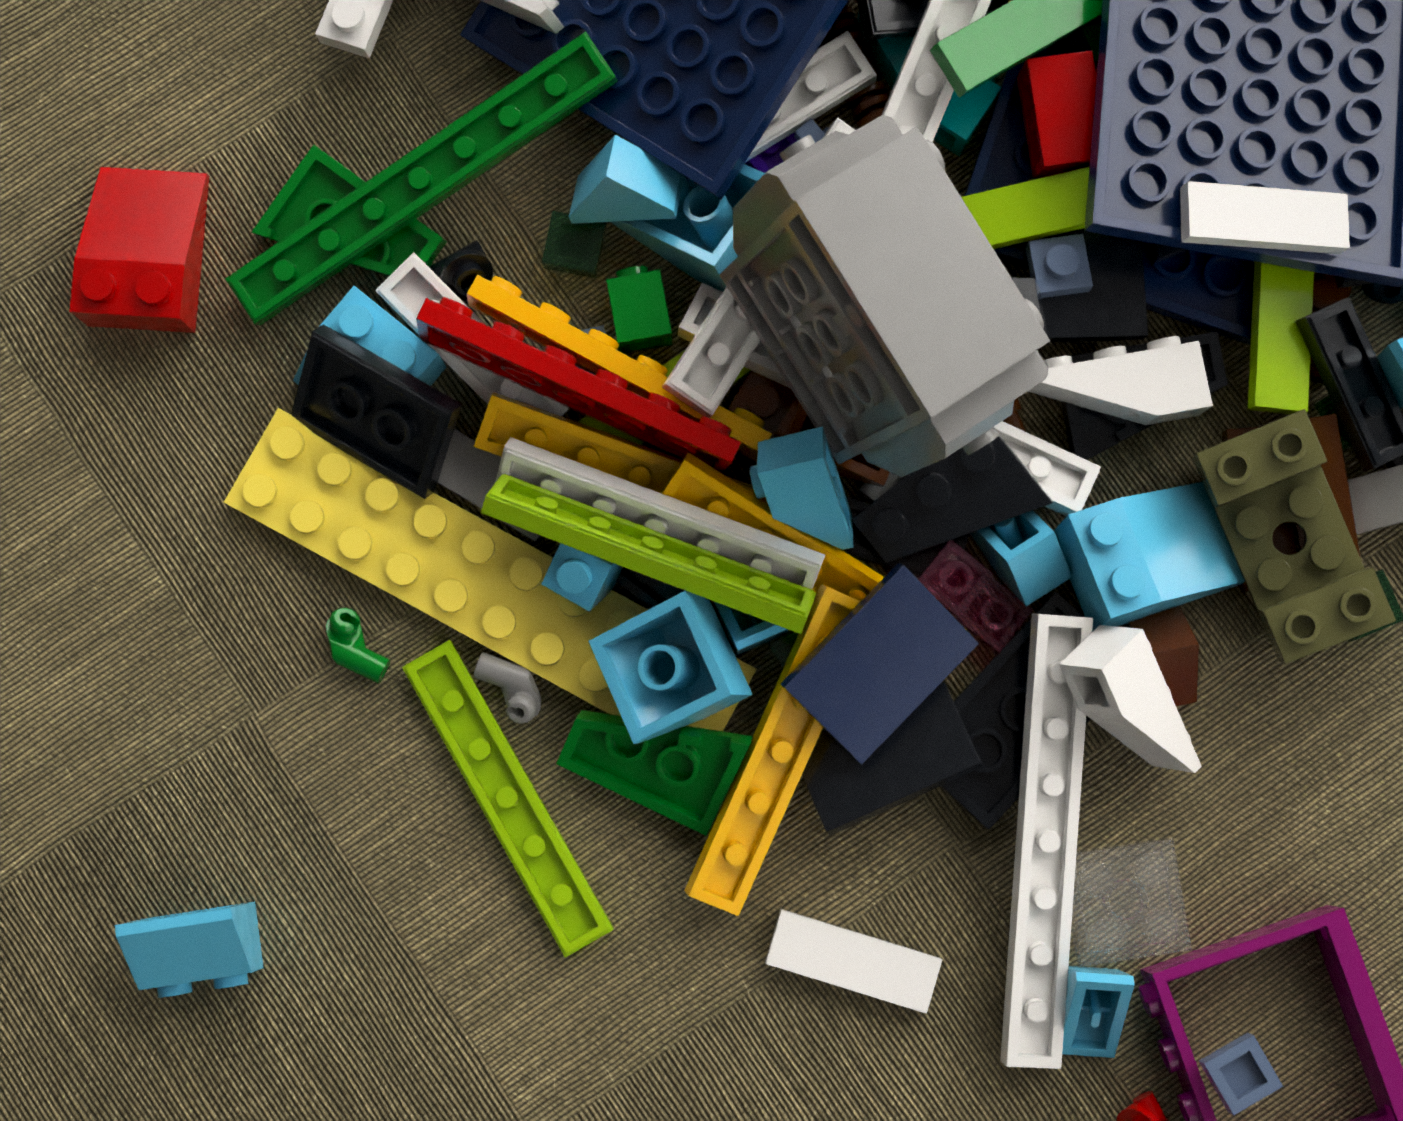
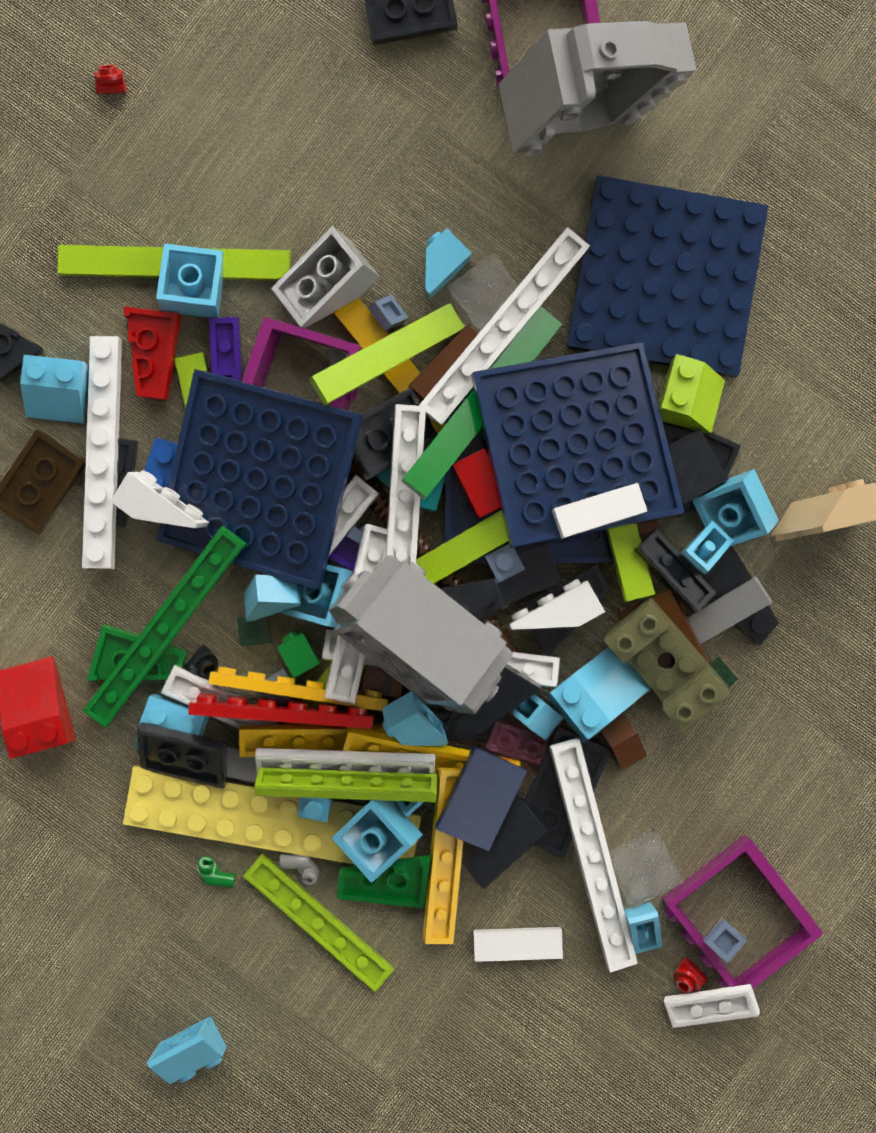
camera: 15 degrees left, 5 degrees up
(1126, 695) = (606, 770): white slope -> none

